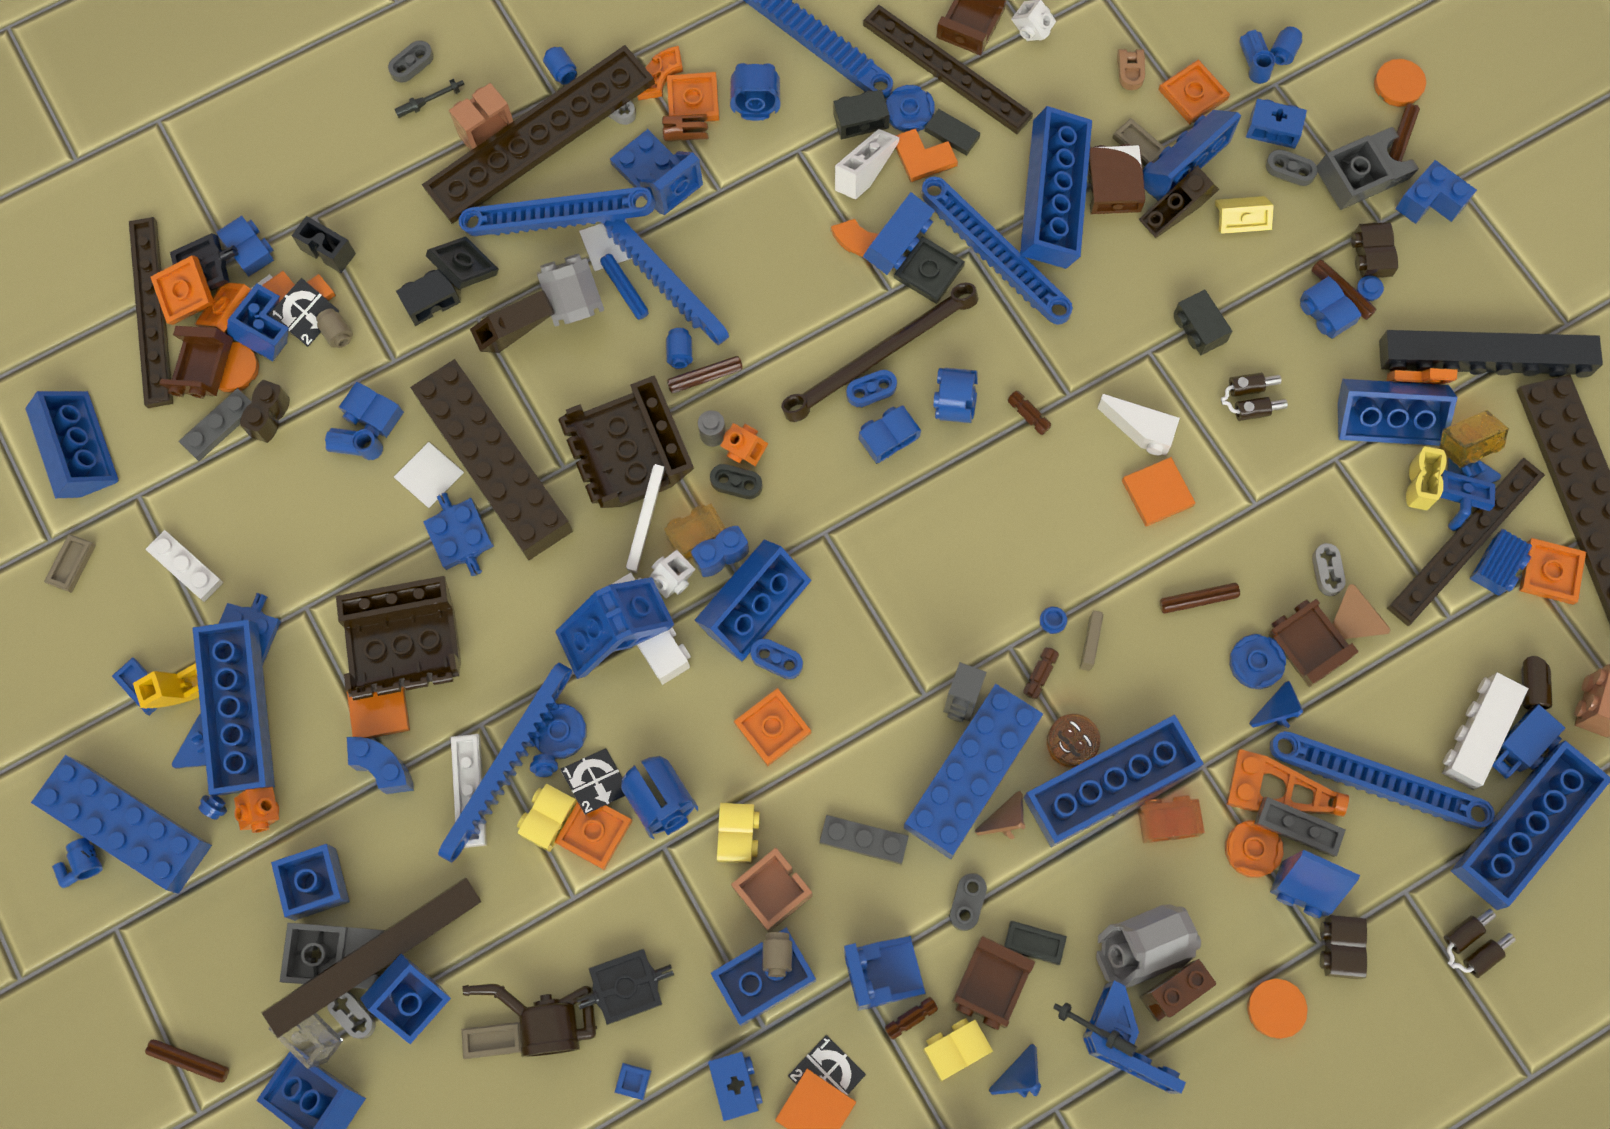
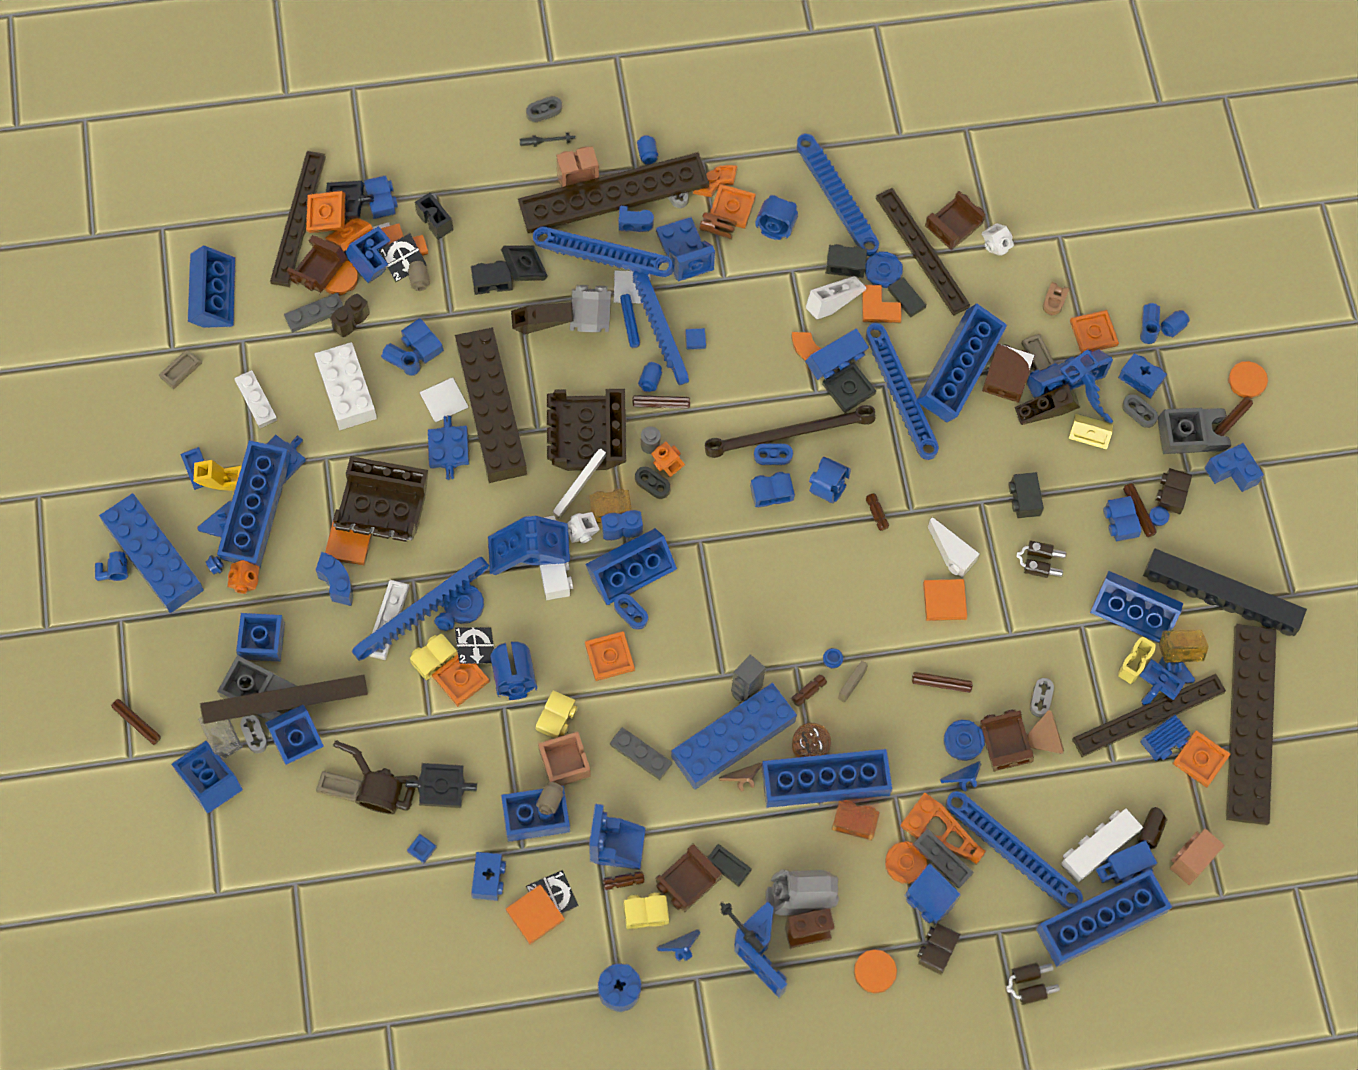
camera: 15 degrees right, 5 degrees down
(294, 505) = (345, 386): none -> white brick
(580, 158) = (635, 221): none -> blue leg
(715, 279) = (695, 338): none -> blue tile
(968, 901) = (695, 820): dark grey plate -> none
(1224, 153) = (1089, 380): none -> blue piece
(1429, 376) = (1169, 590): orange tile -> none

